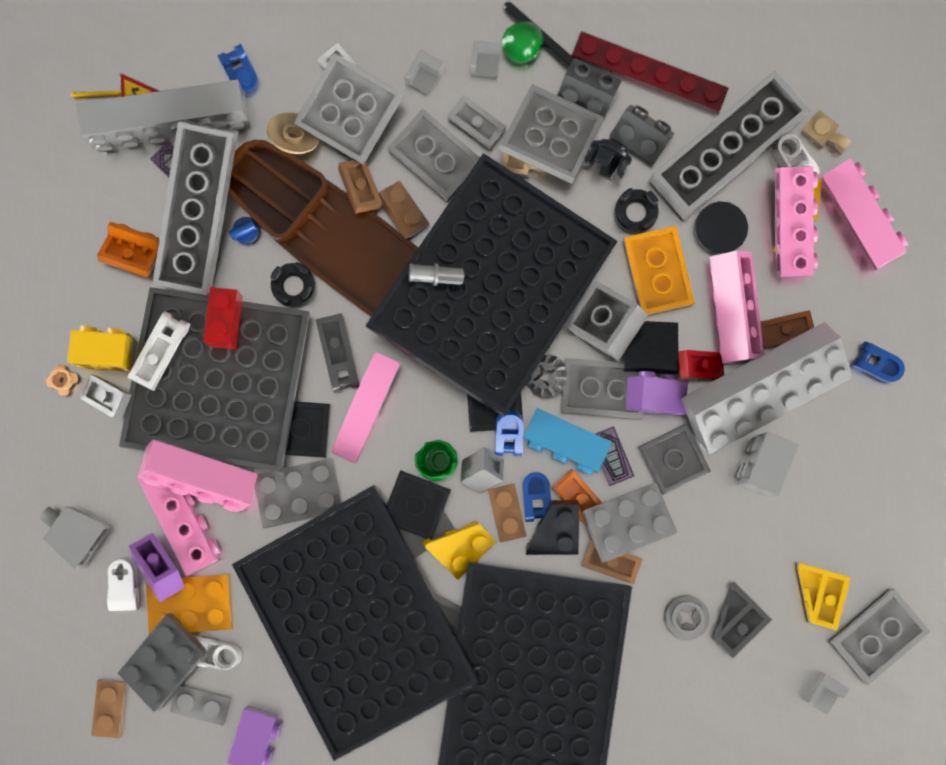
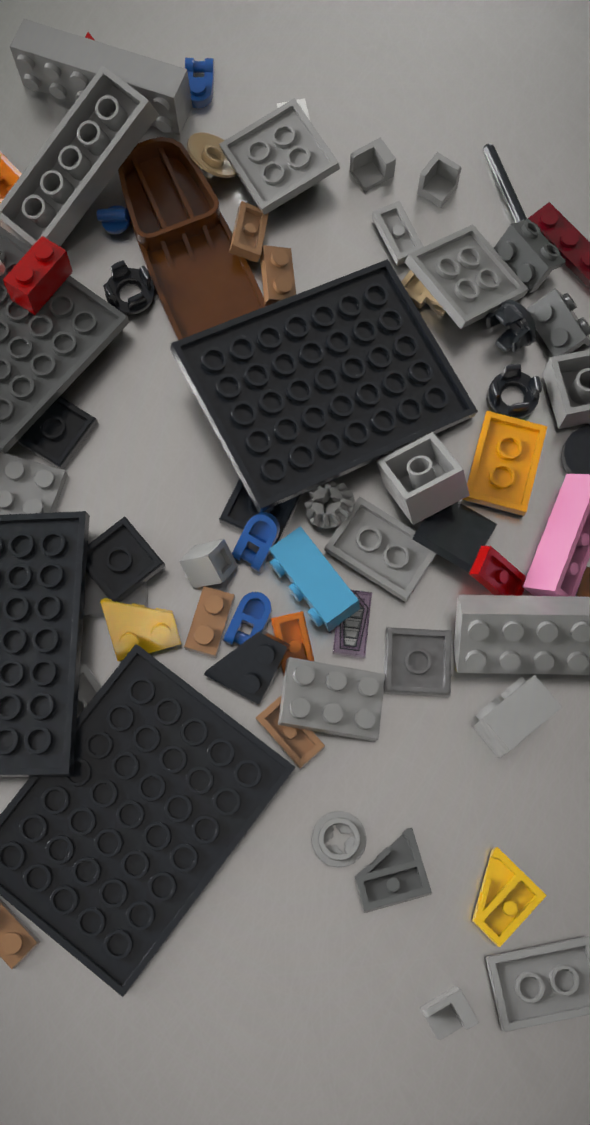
camera: 30 degrees right, 10 degrees down
(337, 351) = (133, 373): dark grey plate -> none
(365, 407) = (127, 437): bright pink slope -> none
(434, 154) = (337, 237): light grey plate -> none
(435, 274) = (269, 334): light grey axle -> none
(436, 460) = (167, 527): green hair -> none
(522, 41) = (484, 182): green hair -> none
(655, 394) = (433, 579): medium lavender brick -> none

